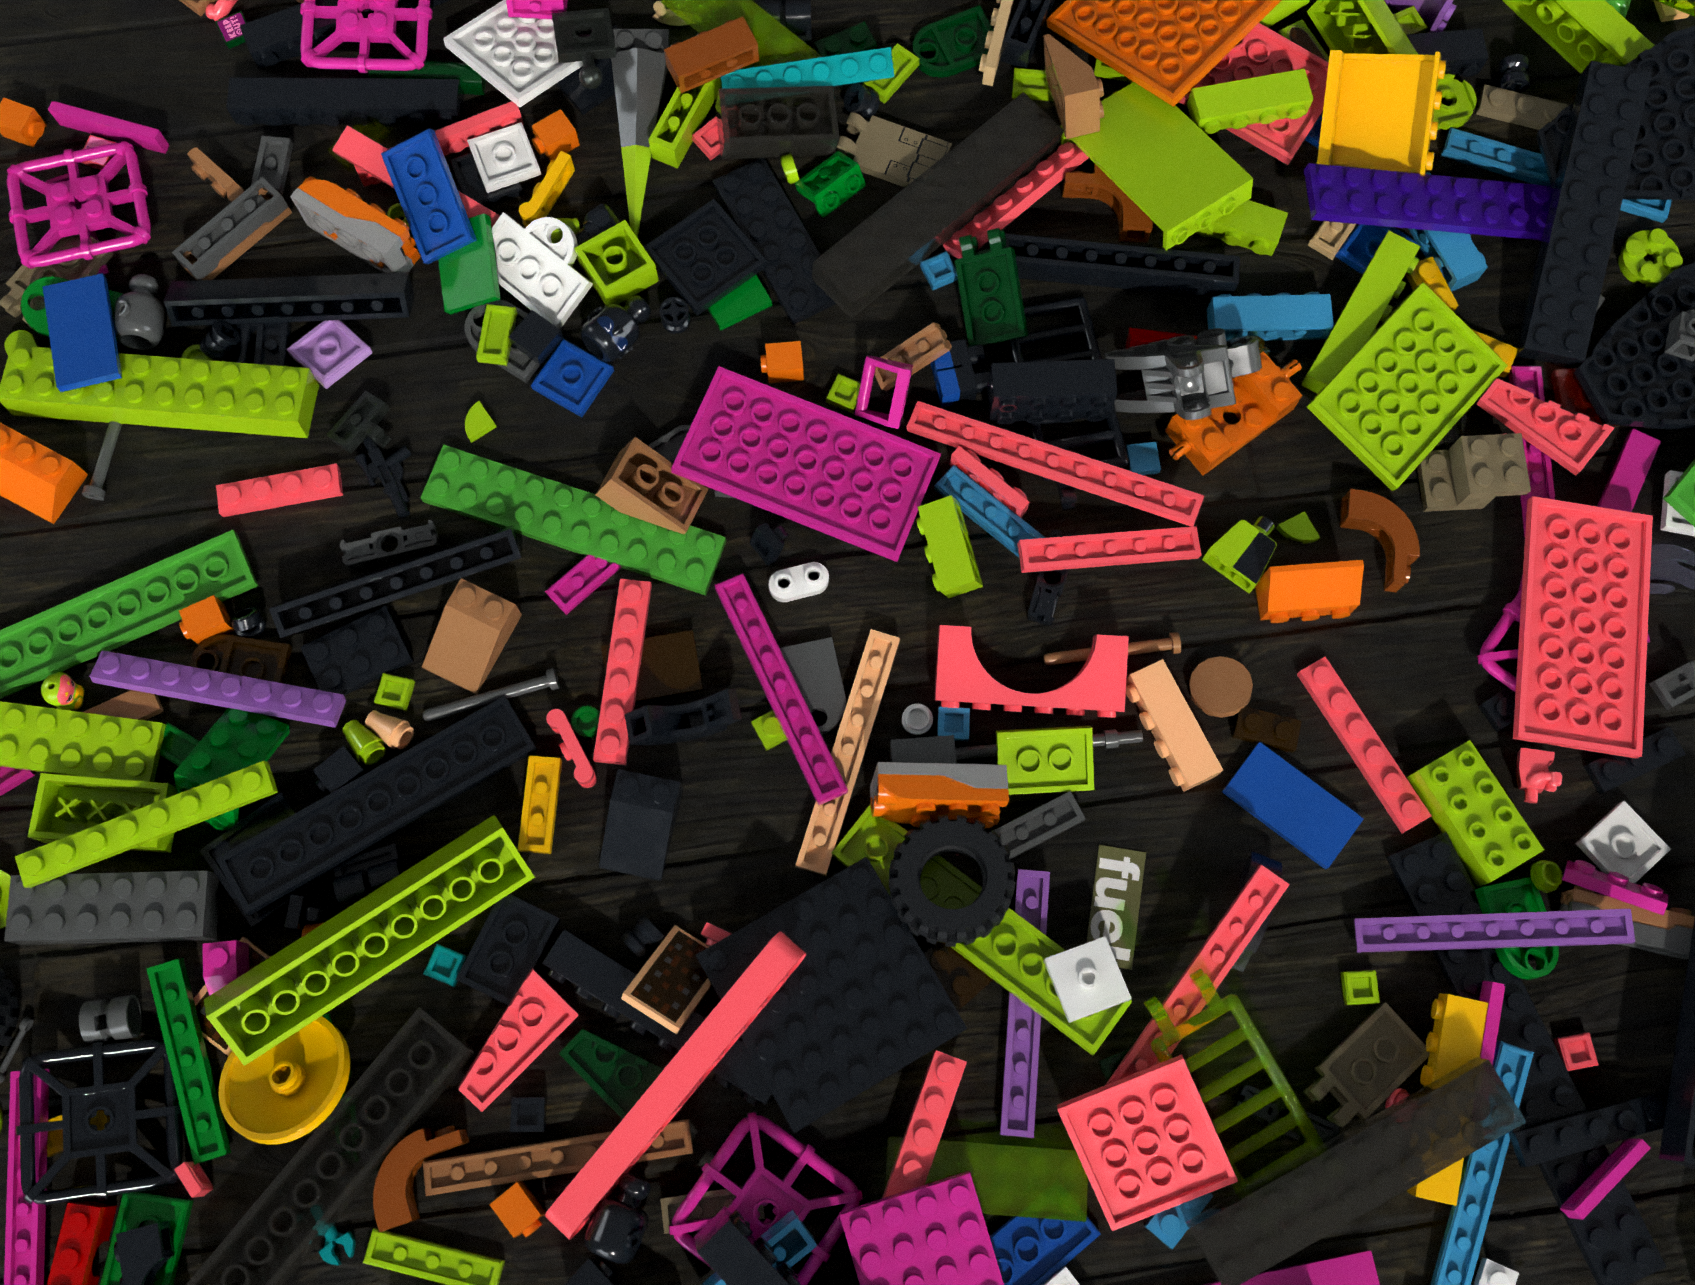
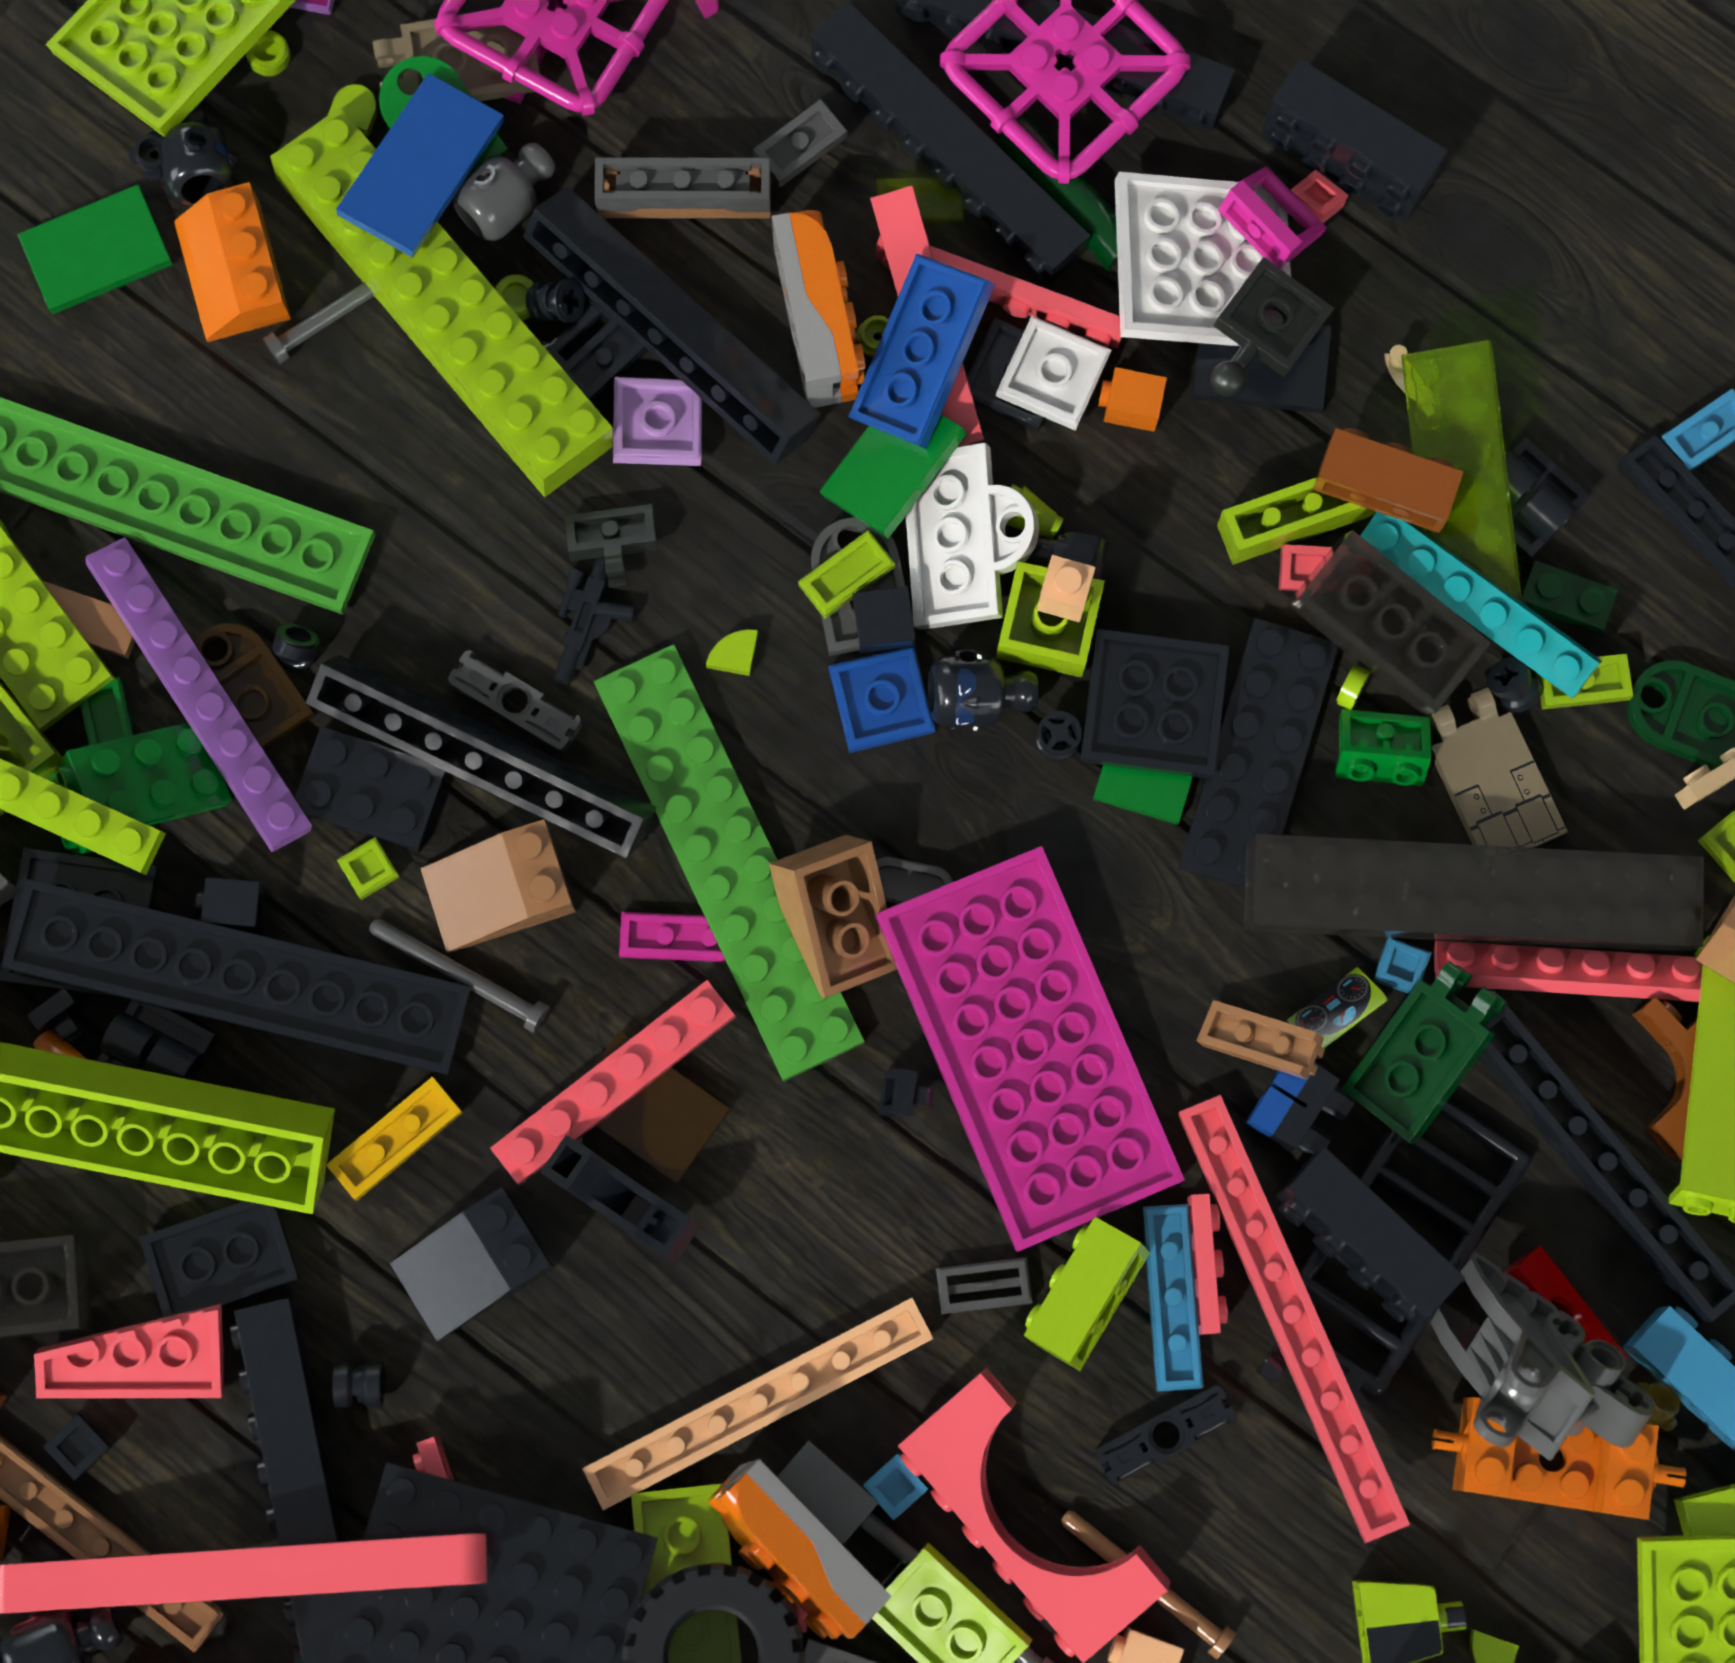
camera: 45 degrees right, 5 degrees up
(62, 692) = (48, 543): animal -> none
(205, 620) = (254, 603): orange brick -> none
(206, 168) = (727, 118): medium nougat hinge -> none
(279, 490) = (462, 528): coral plate -> none
(365, 744) = (285, 895): lime cone -> none
(392, 730) = (324, 906): light nougat cone -> none
(445, 965) = (145, 1210): teal tile -> none
(548, 191) = (1061, 458): yellow plate -> none
(572, 748) = (483, 1113): coral plate -> none
(585, 721) = (526, 1096): green tile -> none
(610, 234) = (1065, 588): none -> light nougat brick
(610, 1070) = (198, 1490): dark green wing -> none
(639, 87) = (1276, 434): dark grey plate -> none
(670, 981) = (339, 1461): tile -> none
(769, 730) = (706, 1297): lime plate -> none
(781, 689) = (753, 1267): dark pink tile -> none
(783, 362) = (1119, 905): orange brick -> none
(800, 584) = (891, 1168): white plate -> none
(818, 679) = (793, 1288): dark grey tile -> none
(844, 393) = (1154, 1006): lime tile -> none
(883, 613) = (945, 1291): none -> dark grey tile
(903, 372) = (1227, 1041): dark pink tile -> none
(917, 719) = (864, 1442): white plate -> none
(931, 307) = (1340, 1007): none -> slope
(1108, 549) = (1254, 1470): coral plate -> none
(1143, 458) = (1403, 1405): dark azure tile -> none

